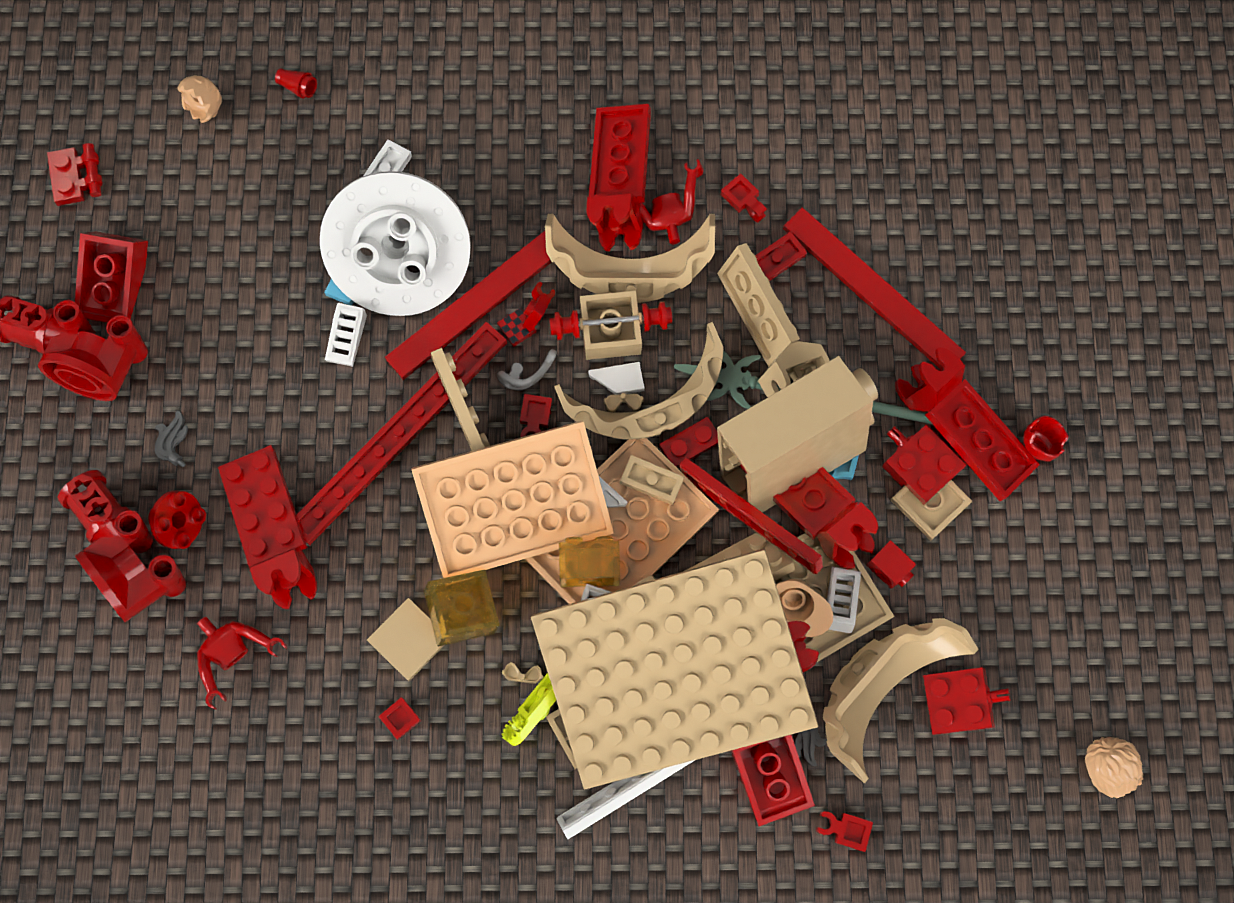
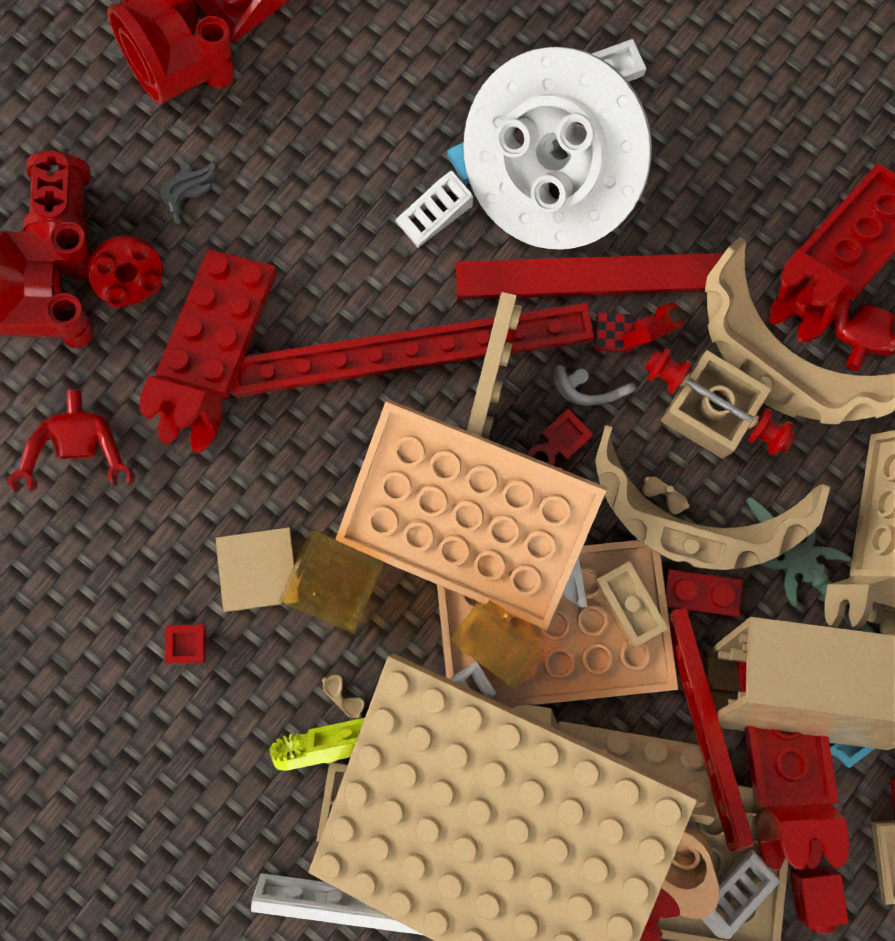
camera: 40 degrees right, 5 degrees up
(620, 378) = (680, 468): white tile -> none

